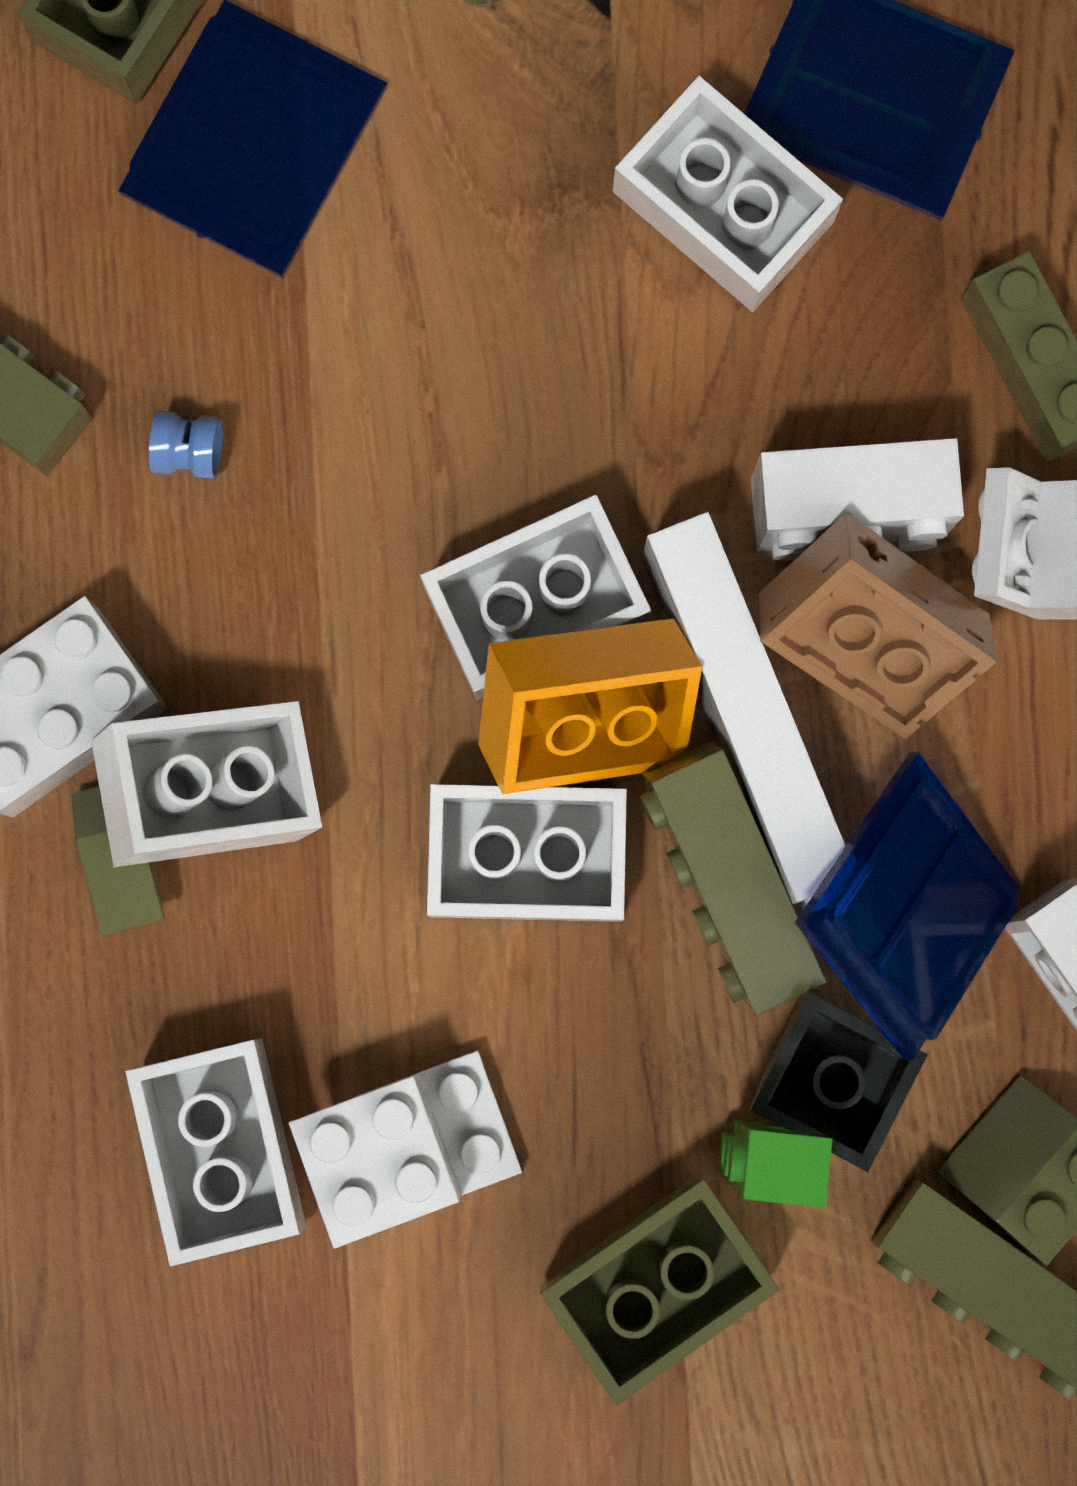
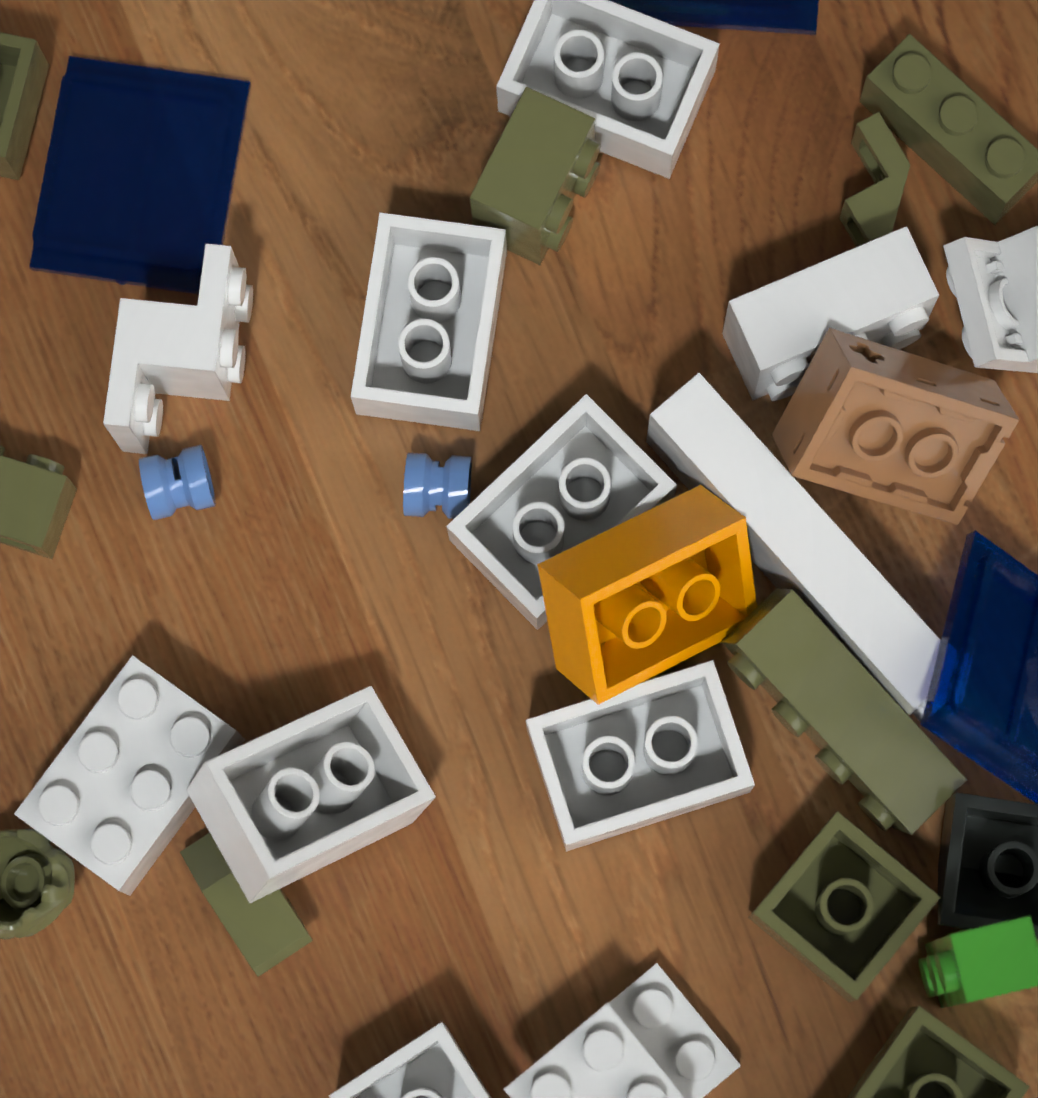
camera: 15 degrees left, 5 degrees down
(225, 319) = (177, 350): none -> white bracket
(423, 530) = (432, 485): none -> medium blue wheel
(474, 372) = (429, 321): none -> white brick
(622, 268) = (535, 175): none -> olive brick
(669, 1061) = (844, 907): none -> olive brick
(933, 410) = (874, 209): none -> olive slope

